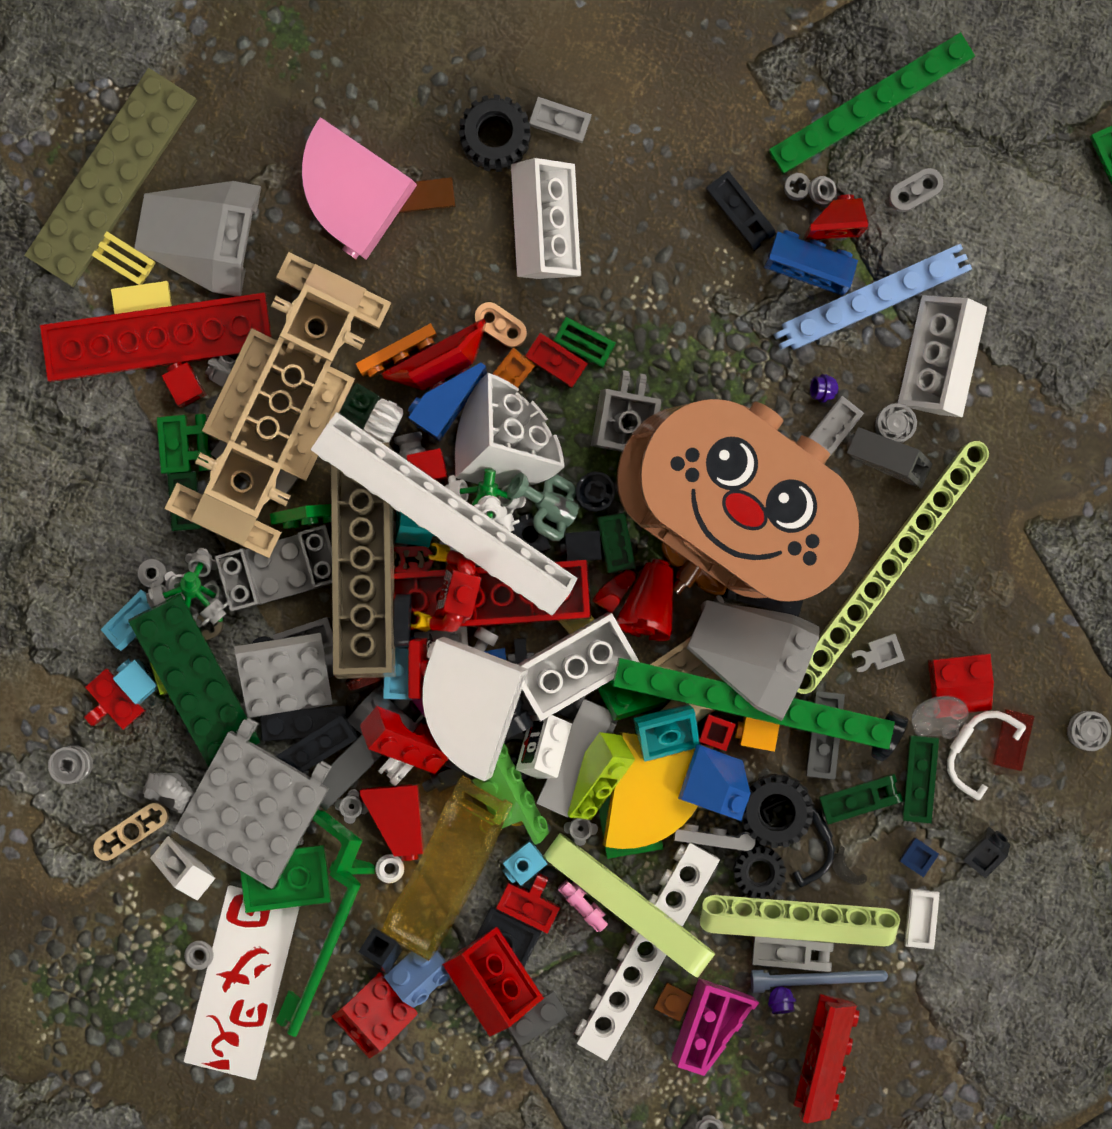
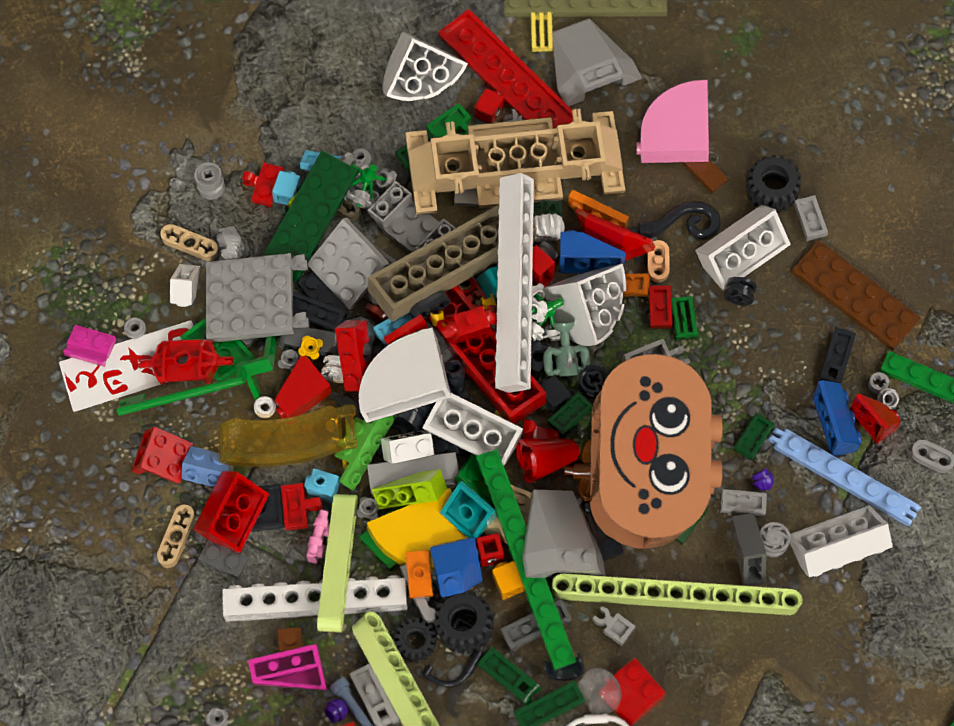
camera: 60 degrees right, 20 degrees down
(86, 435) = (419, 70): none -> white brick
(141, 297) = (526, 53): light yellow tile -> none
(187, 1017) = (89, 345): none -> dark pink plate
(287, 904) = (200, 366): none -> red plate
(306, 515) = (454, 212): green plate -> none
(358, 787) = (310, 341): none -> yellow plate
(380, 950) = (207, 430): black brick -> none
(458, 302) = (657, 227): none -> black plant
(475, 1065) = (164, 548): none -> tan beam
(499, 644) = (455, 376): none -> black cone
(598, 261) = (740, 291): none -> black wheel
(681, 136) = (856, 295): none -> reddish brown plate
(698, 827) = (419, 574): none -> orange plate
(770, 363) = (754, 436): none -> dark green plate

